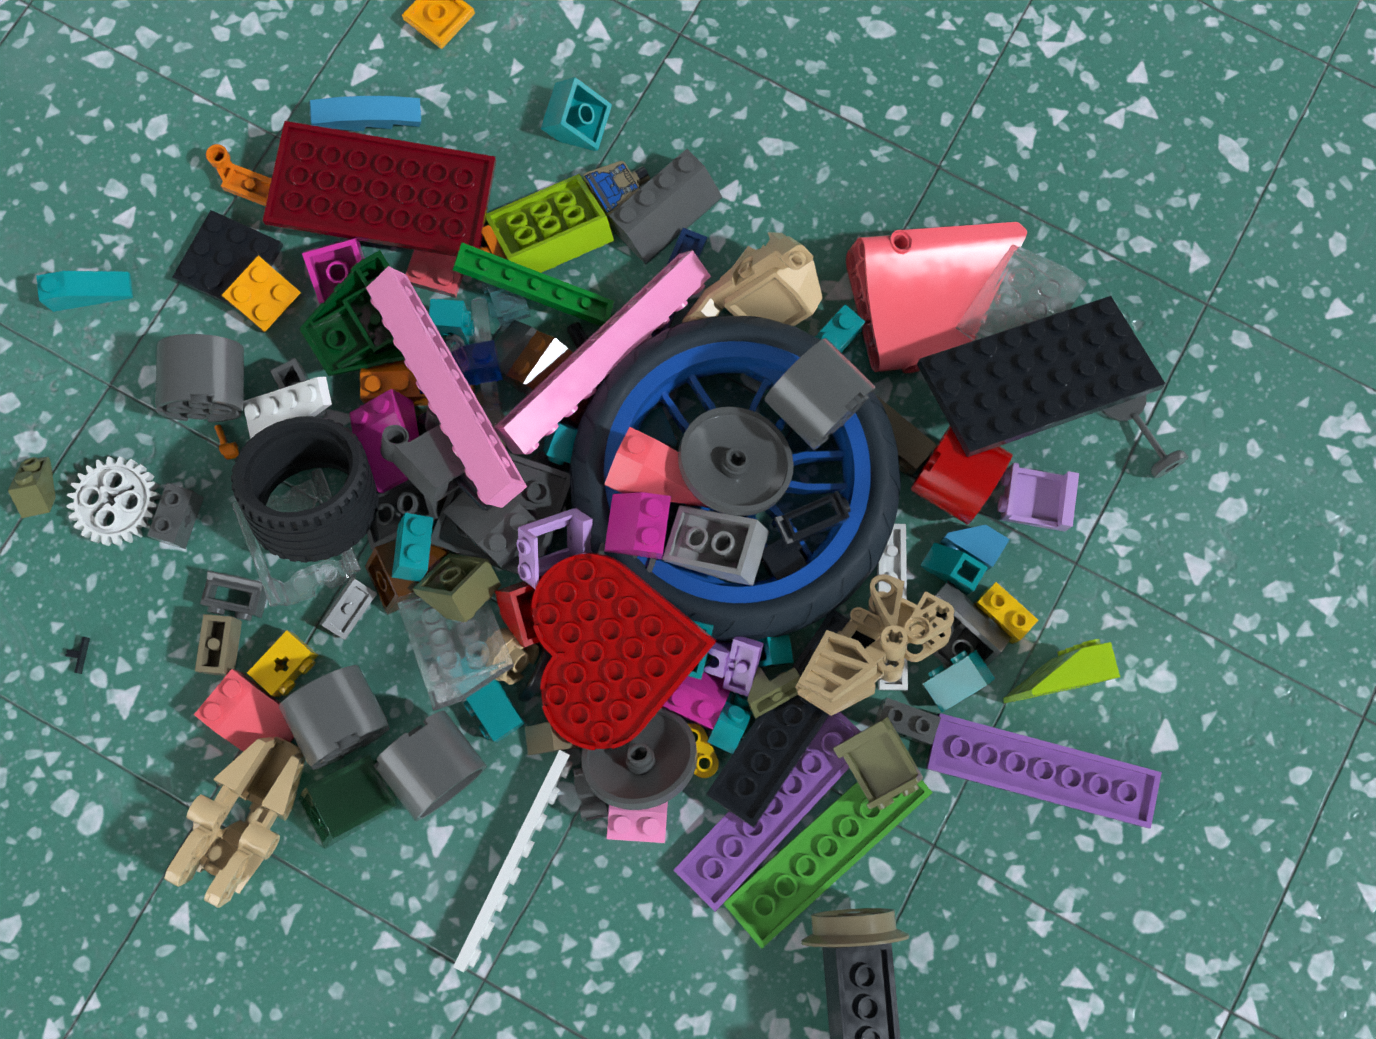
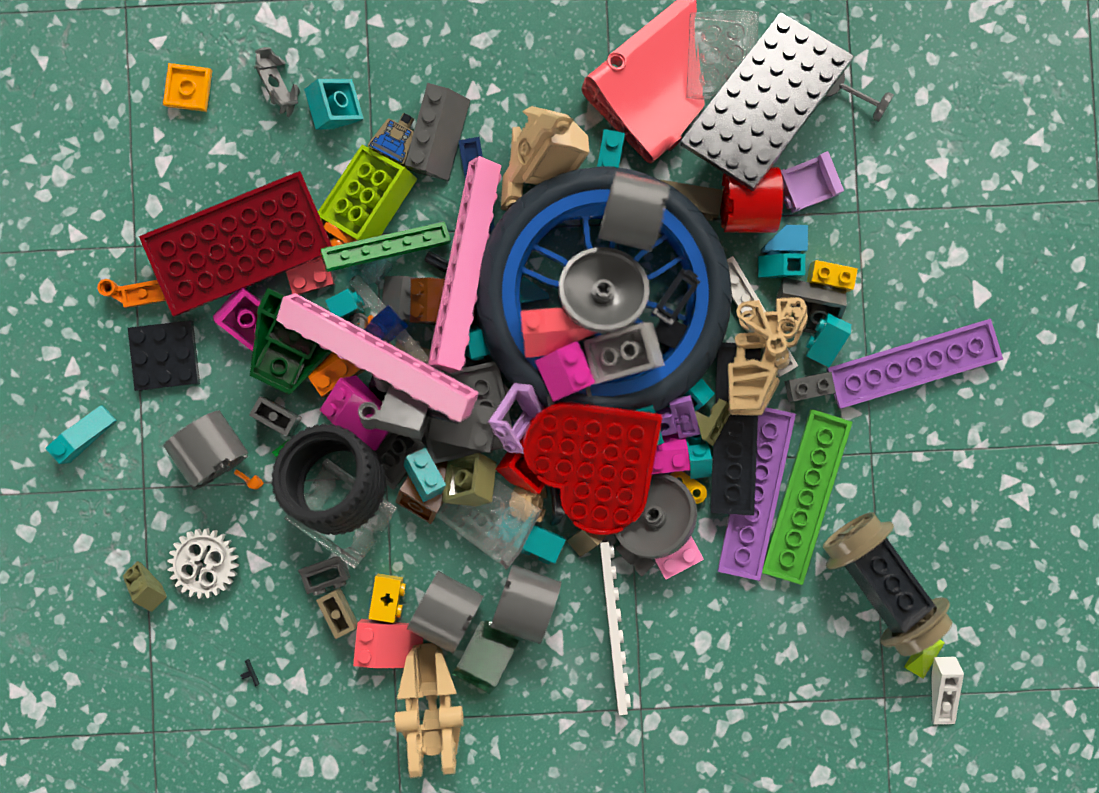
camera: 25 degrees left, 10 degrees up
(175, 516) = (251, 548): dark grey brick -> none
(261, 294) = (203, 365): light orange plate -> none
(298, 400) = (273, 436): white wing -> none
(348, 608) = (404, 536): light grey plate -> none
(365, 111) = (185, 192): dark azure slope -> none
(532, 39) = (266, 66): none -> dark grey piece
(880, 764) = (810, 425): olive panel -> none
(1072, 669) = (896, 295): lime slope -> none

